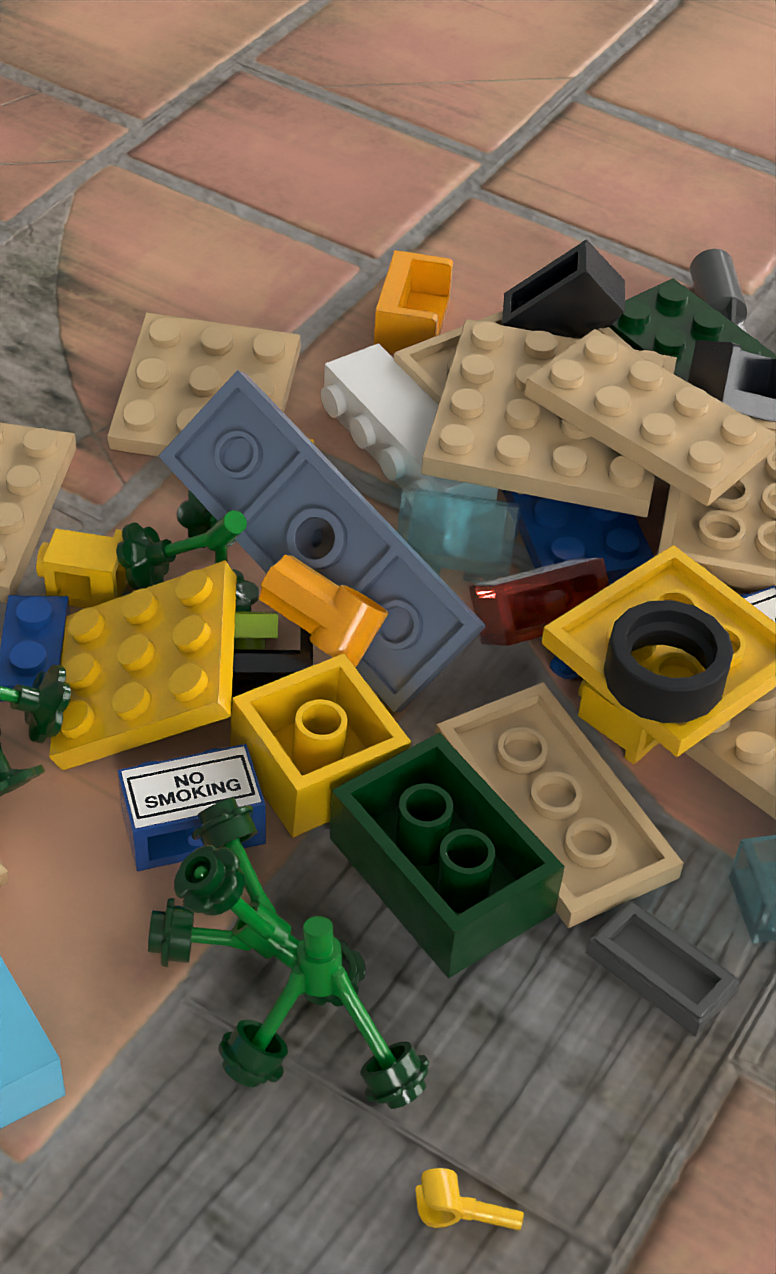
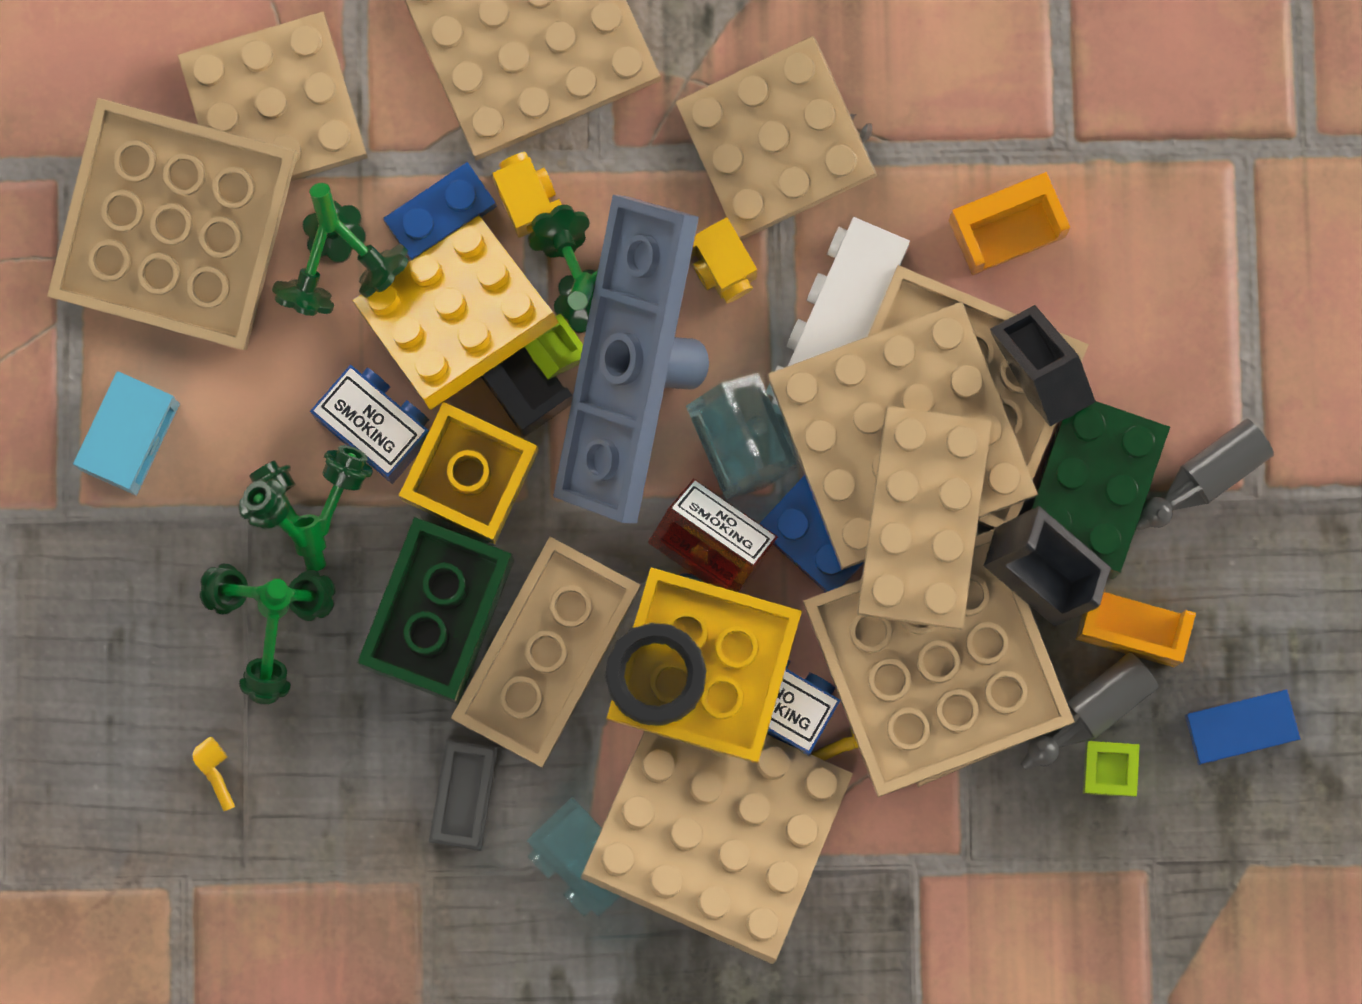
camera: 60 degrees right, 35 degrees up
(333, 615) = (568, 421): light orange piece -> none

